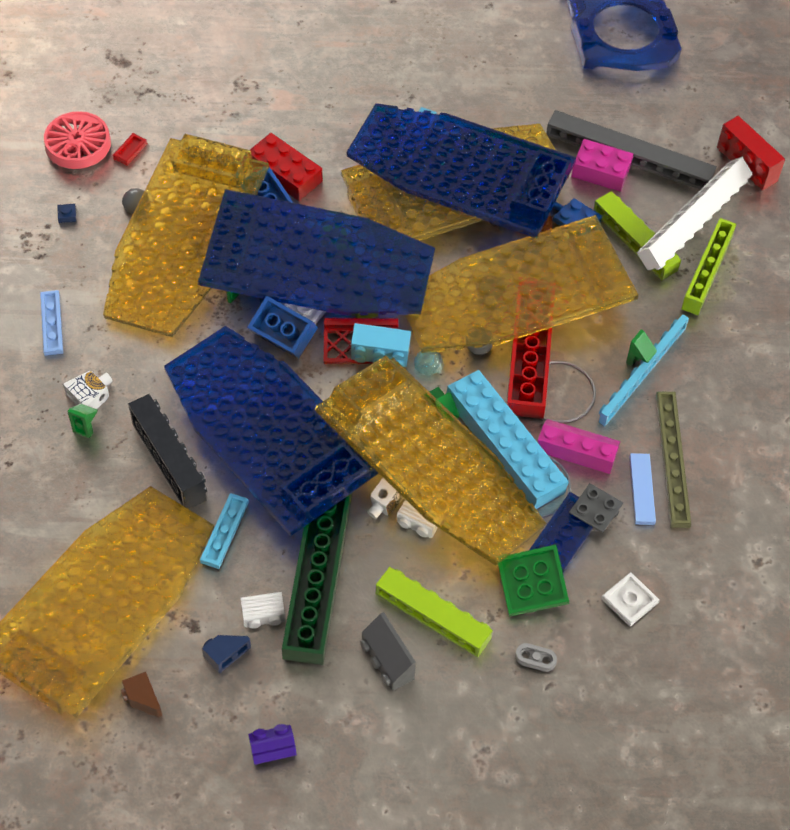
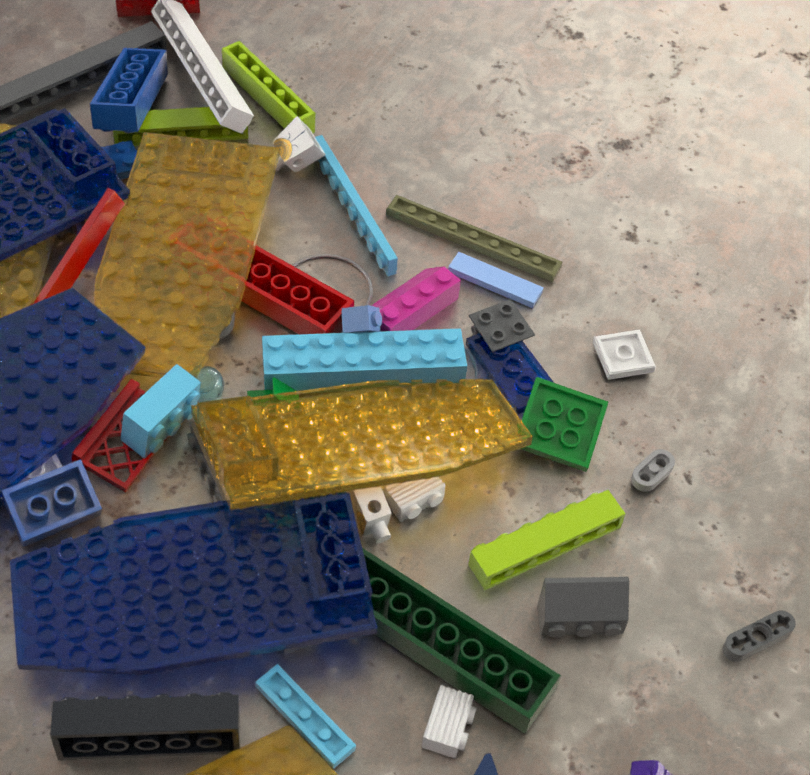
camera: 65 degrees left, 5 degrees down
(456, 780) = (754, 646): none -> dark grey beam
(476, 237) = (83, 245): none -> red tile
(531, 418) = (361, 319): none -> medium blue brick
(602, 165) = (70, 93): dark pink brick -> none
(634, 187) = (129, 90): none -> blue brick
(640, 349) = (331, 189): slope -> none
(666, 308) = (297, 146): none -> white torso

